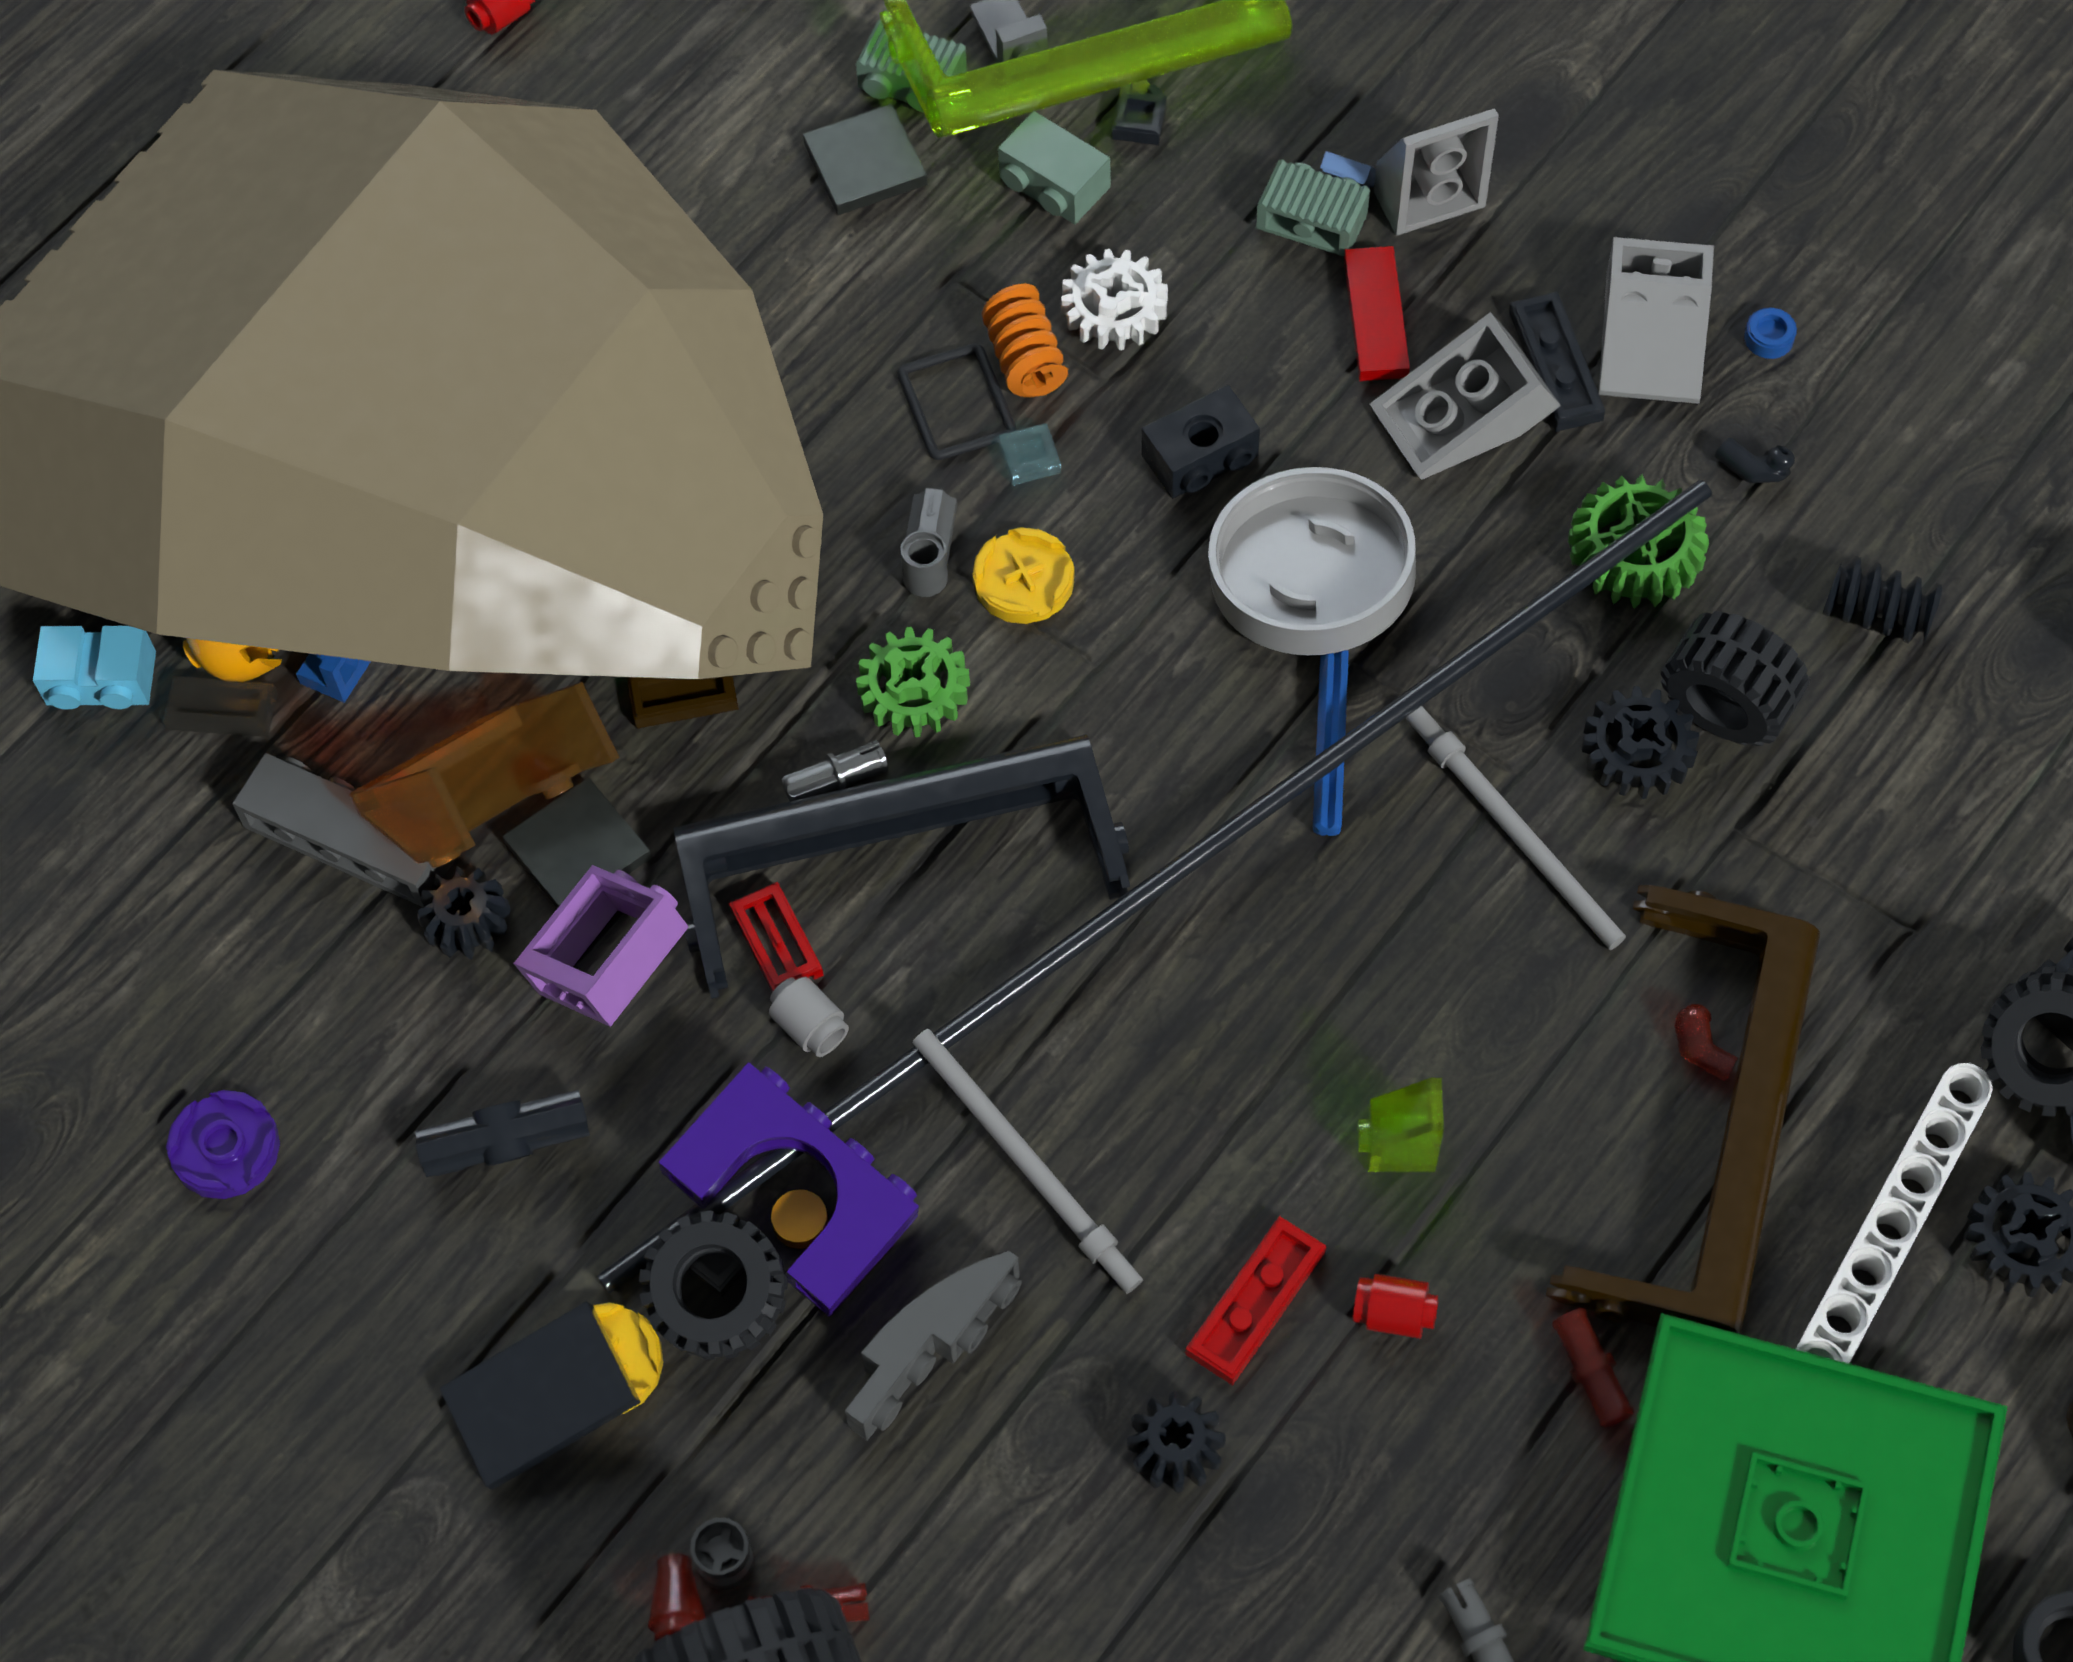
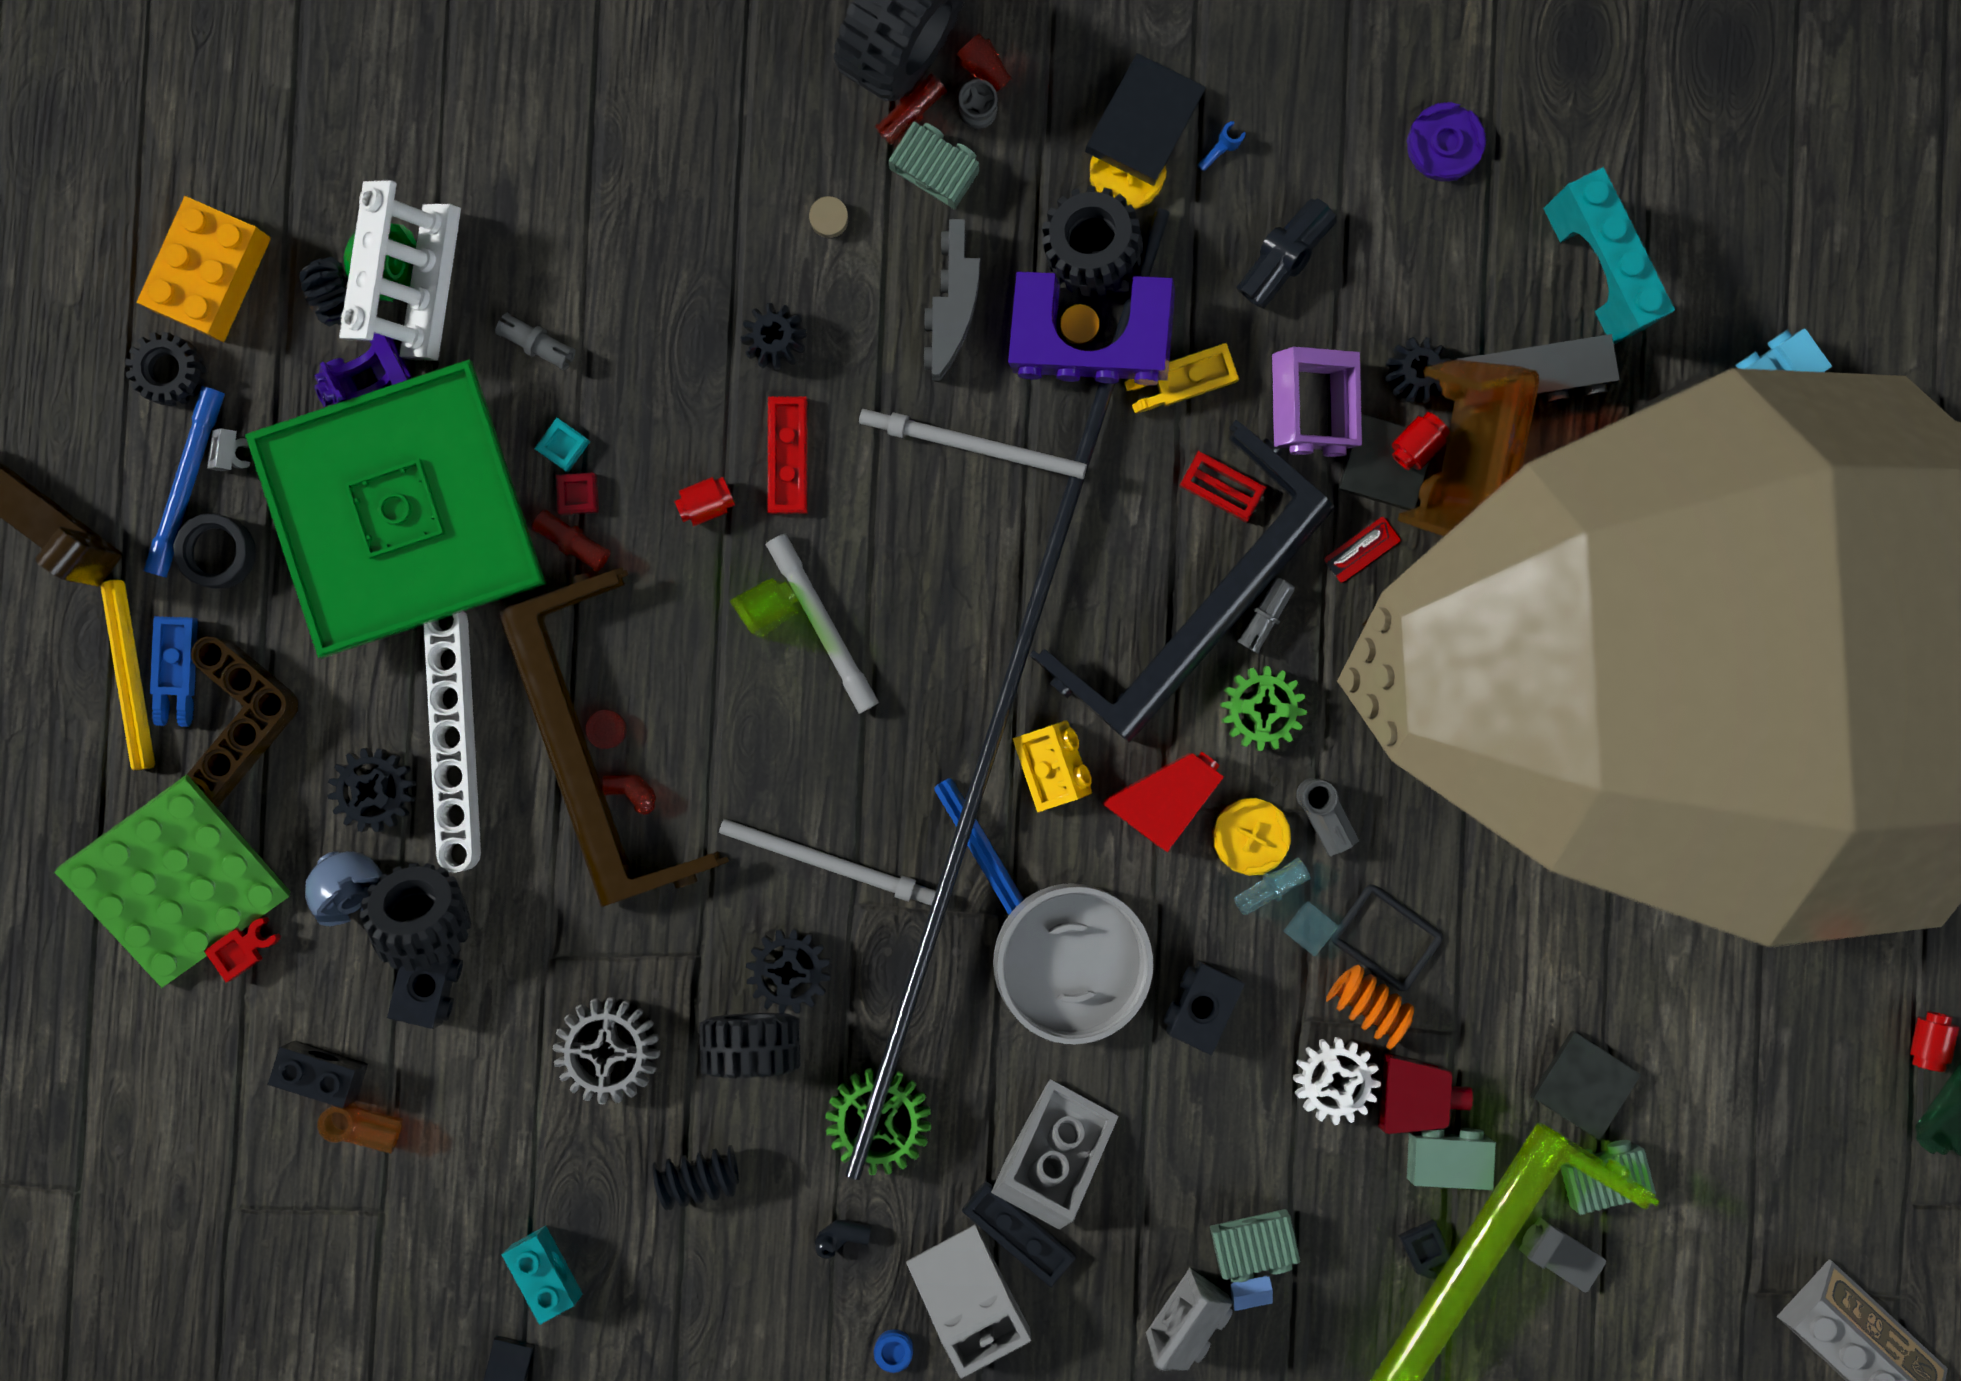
camera: 145 degrees right, 25 degrees up
(177, 818) = (1634, 288): none -> teal arch
(474, 1312) = (1225, 143): none -> blue hand
(527, 828) = (1420, 441): none -> red brick
(676, 781) = (1362, 549): none -> sticker
(706, 1067) = (1190, 377): none -> yellow hinge
(808, 1016) = (1164, 446): light grey brick -> none
(830, 1516) = (935, 164): none -> sand green brick
(1005, 1549) = (828, 217): none -> dark tan tile
(1040, 510) = (1272, 887): none -> clear light blue axle
(1042, 238) = (1418, 1095): none -> dark red torso
(1087, 660) = (1167, 799): none -> red slope
(1188, 766) = (1053, 765): none -> yellow bracket
(1341, 1166) = (792, 569): none -> light grey piece
(1376, 313) = (1160, 1191): red tile -> none
(1530, 1495) = (562, 445): none -> teal tile
(1549, 1424) = (577, 493): none -> dark red tile
(1689, 1131) = (606, 729): none -> clear red tile
(1923, 812) = (603, 1066): none -> light grey gear

